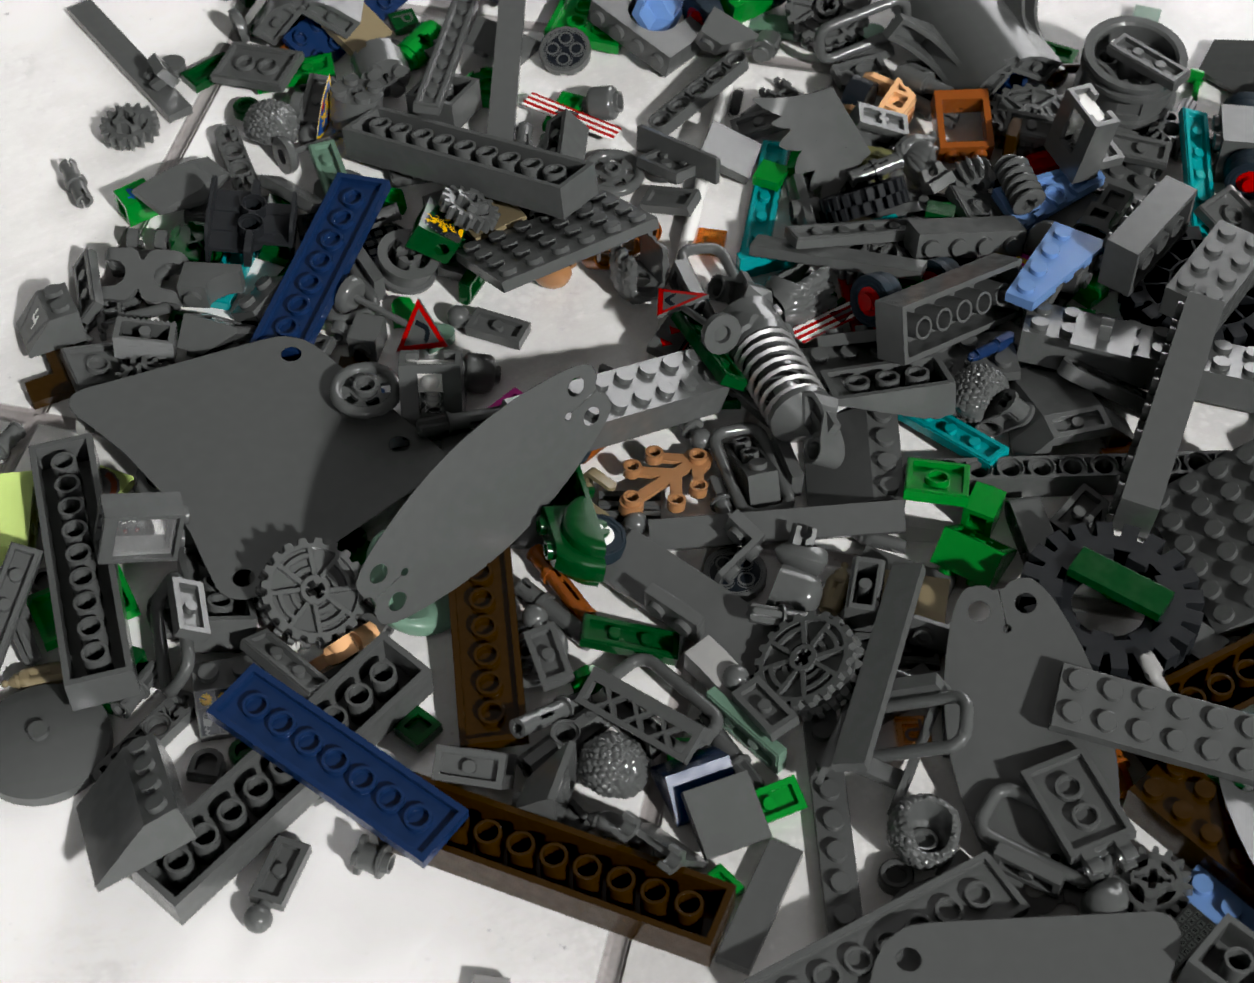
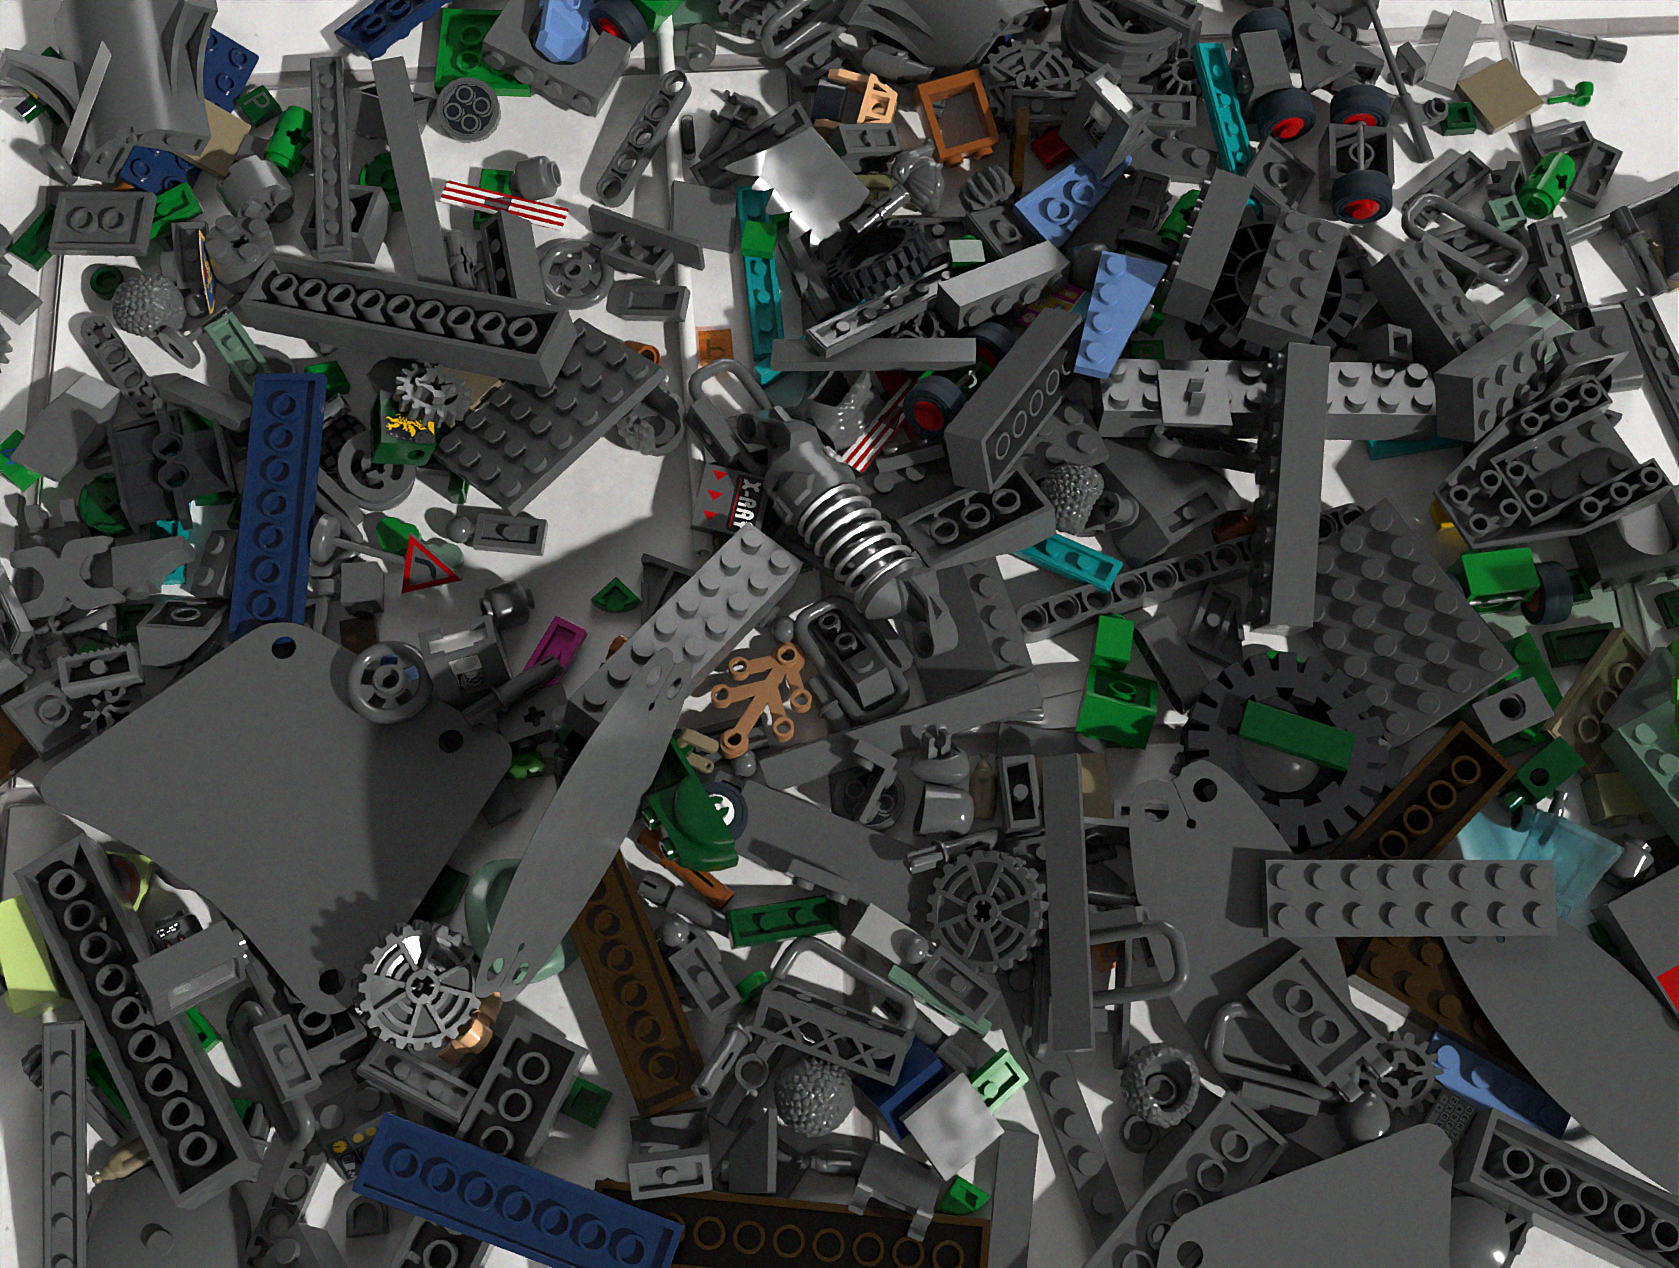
camera: 20 degrees left, 20 degrees up
(719, 332) = (707, 463): dark grey piece -> none
(719, 365) = (766, 524): dark green tile -> none
(724, 34) = (650, 51): dark grey slope -> none
(937, 482) = (1062, 636): green tile -> none
(939, 180) = (951, 210): dark grey tile -> none
(996, 345) = (1074, 431): dark blue piece -> none
(1019, 183) = (1045, 198): dark grey piece -> none
(1153, 671) = (1354, 837): light grey piece -> none

